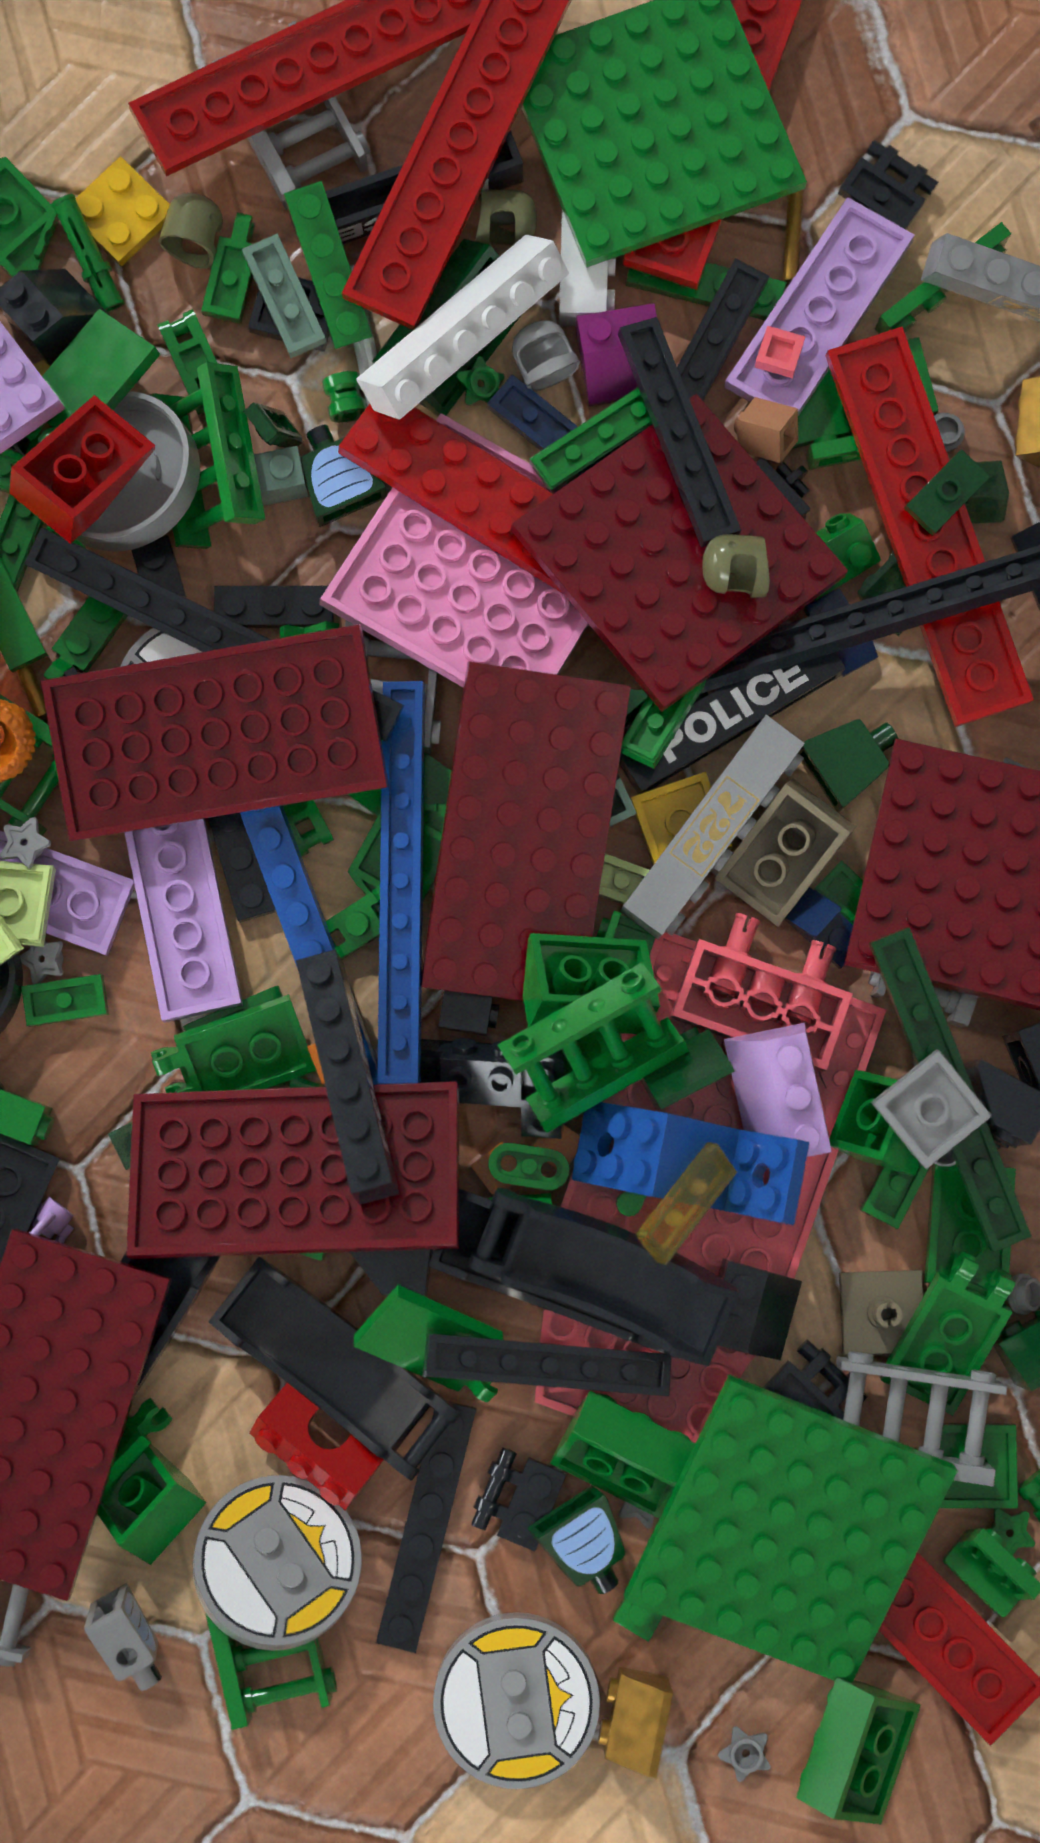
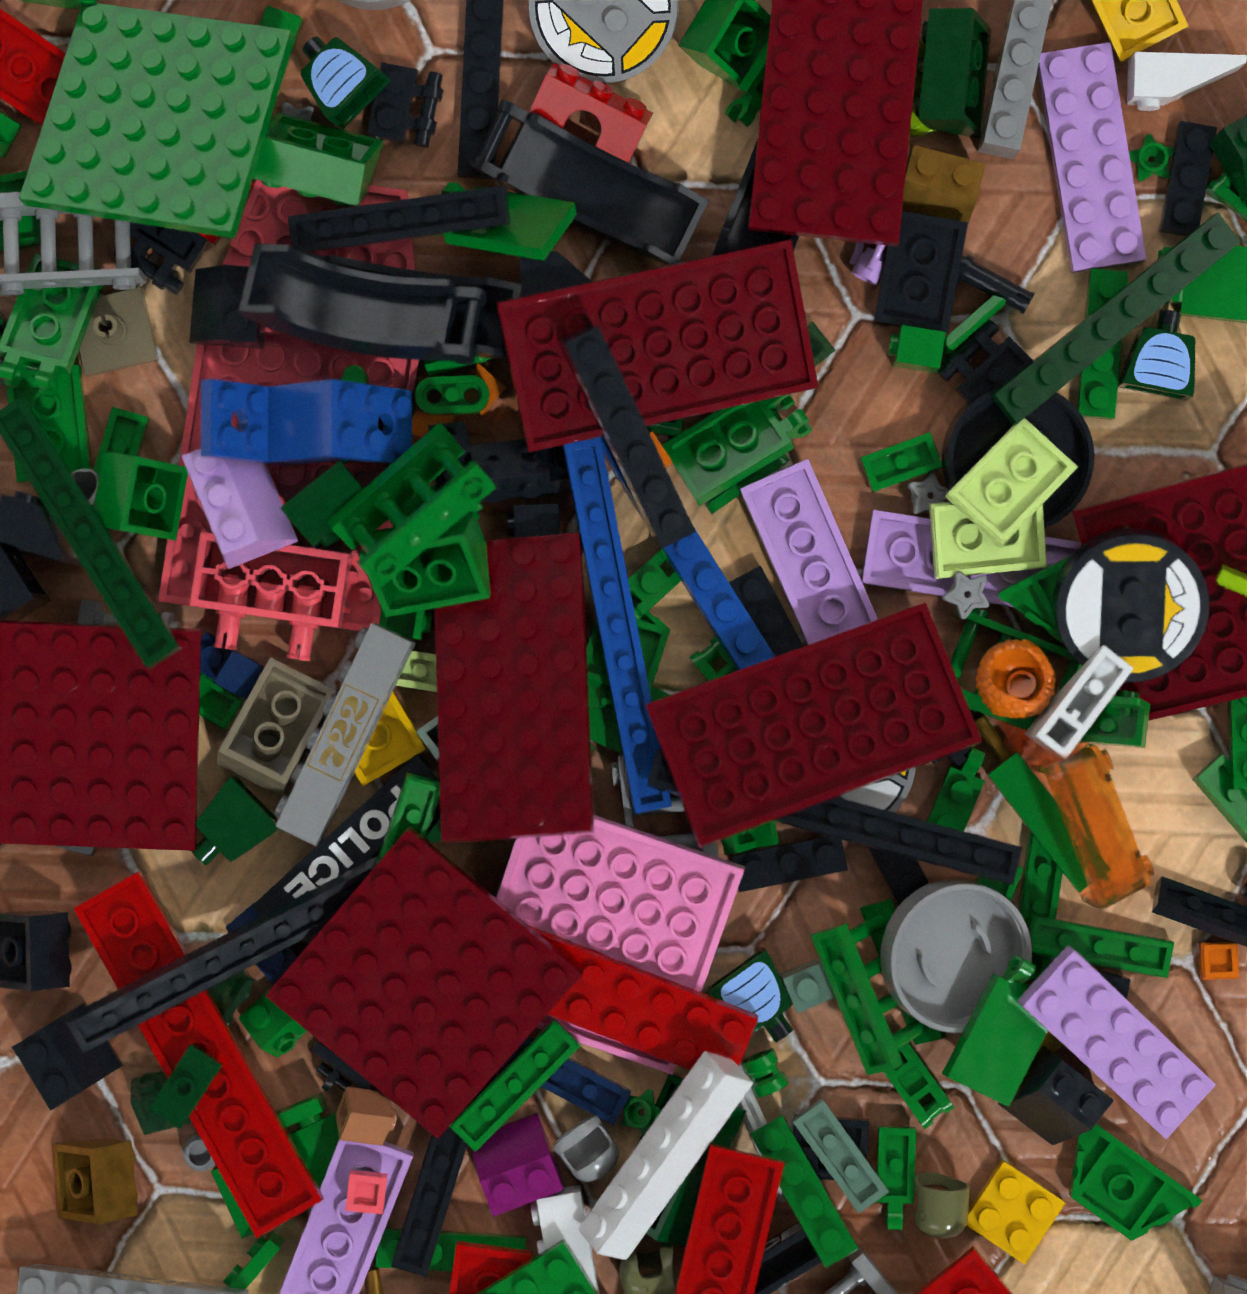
camera: 175 degrees right, 5 degrees up
(79, 468) = (989, 945): red slope -> none
(95, 270) = (1034, 1163): green pin -> none
(273, 426) = (823, 1028): dark green plate -> none
(678, 430) = (444, 1093): black plate -> none
(686, 1203) = (300, 381): clear yellow tile -> none
(738, 555) = (365, 983): olive helmet -> none
(931, 1109) = (97, 508): light grey plate -> none

